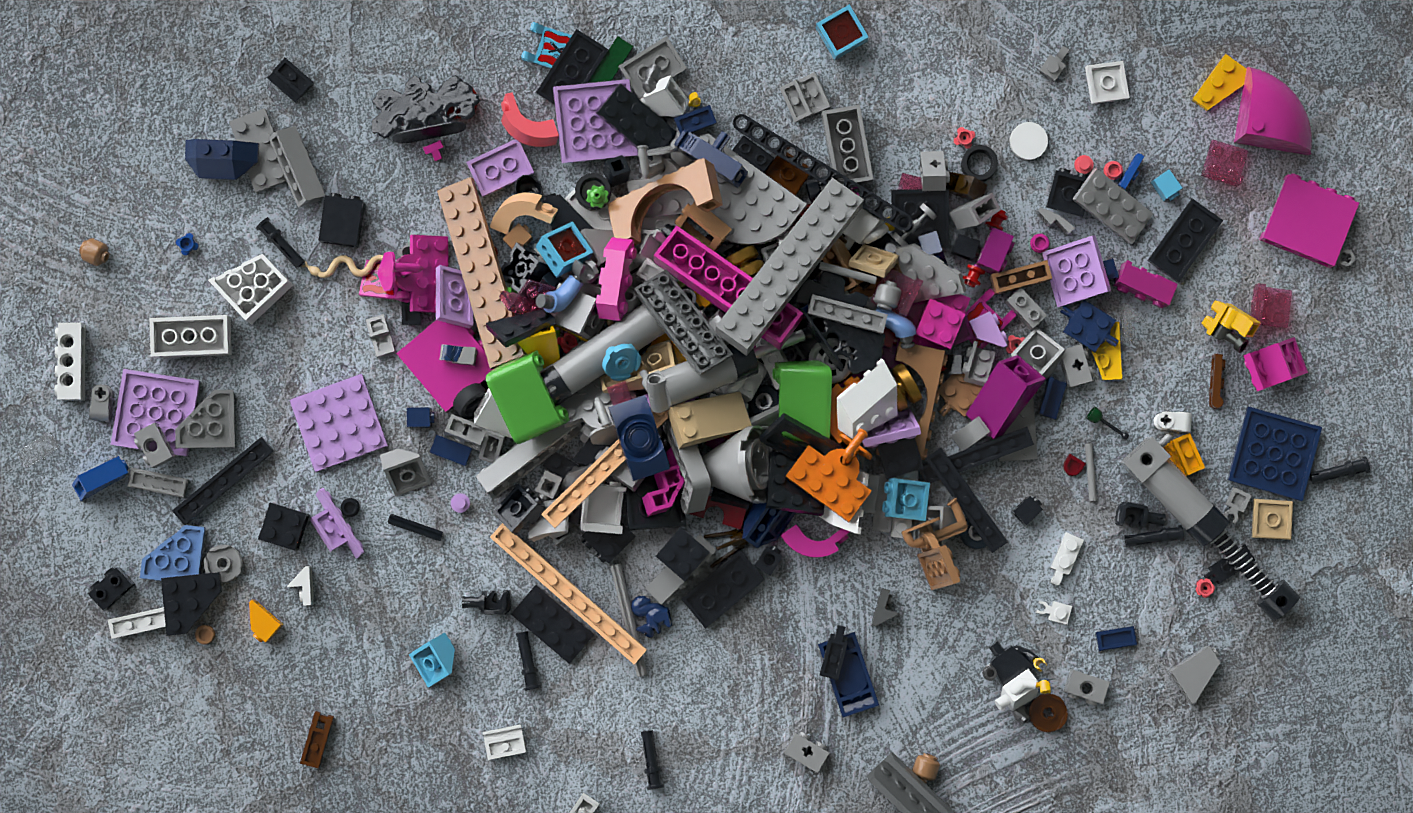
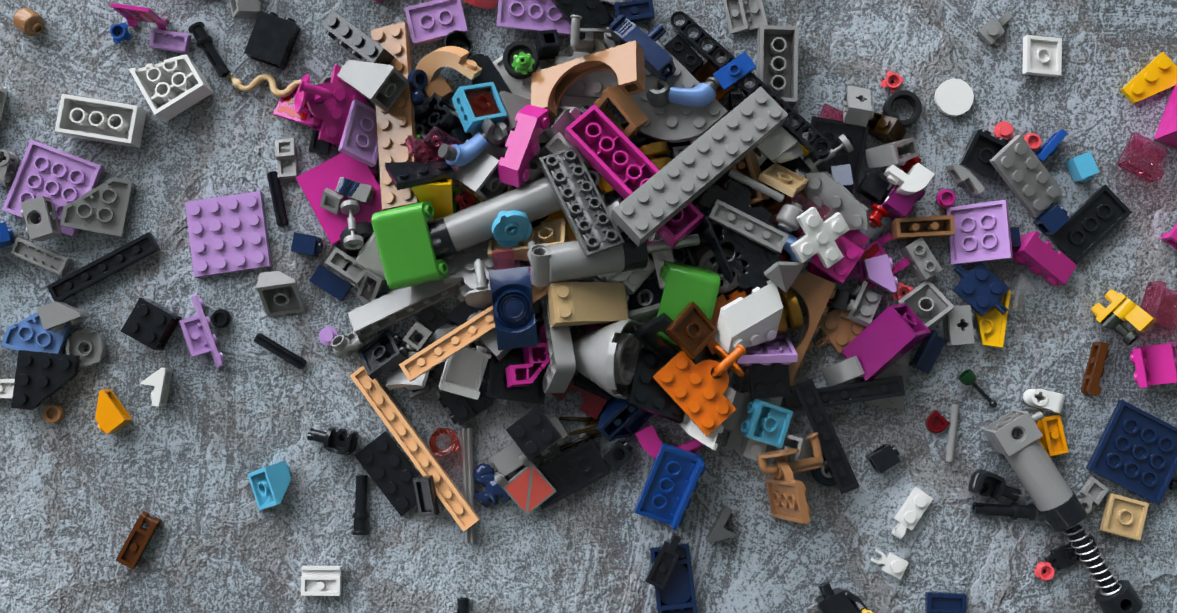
camera: 15 degrees right, 0 degrees up
(194, 535) = (58, 315): none -> light grey slope
(198, 225) = (136, 13): none -> dark pink flag
(239, 242) = (170, 41): none -> lavender plate
(380, 378) = (277, 199): none -> black axle
(432, 208) = (354, 38): none -> brick
(438, 369) = (331, 201): none -> light grey plate
(457, 246) = (374, 81): none -> slope
(457, 373) = (352, 241): none -> light grey wheel
(478, 509) = (345, 346): none -> light grey plate
(496, 233) = (417, 81): none -> dark blue plate
(590, 637) = (426, 495): none -> black tile
(607, 583) = (454, 447): none -> clear red piece
(687, 609) = (528, 487): none -> coral flag
(773, 197) = (691, 97): none -> piece
(805, 164) = (734, 71): none -> blue plate
(814, 424) = (692, 330): none -> reddish brown plate
(825, 578) = (670, 485): none -> blue bracket
(891, 352) = (784, 273): none -> light grey slope
(918, 310) = (819, 237): none -> white plate
(997, 239) = (909, 183): none -> white brick
(1147, 243) = (1051, 220): none -> dark blue brick

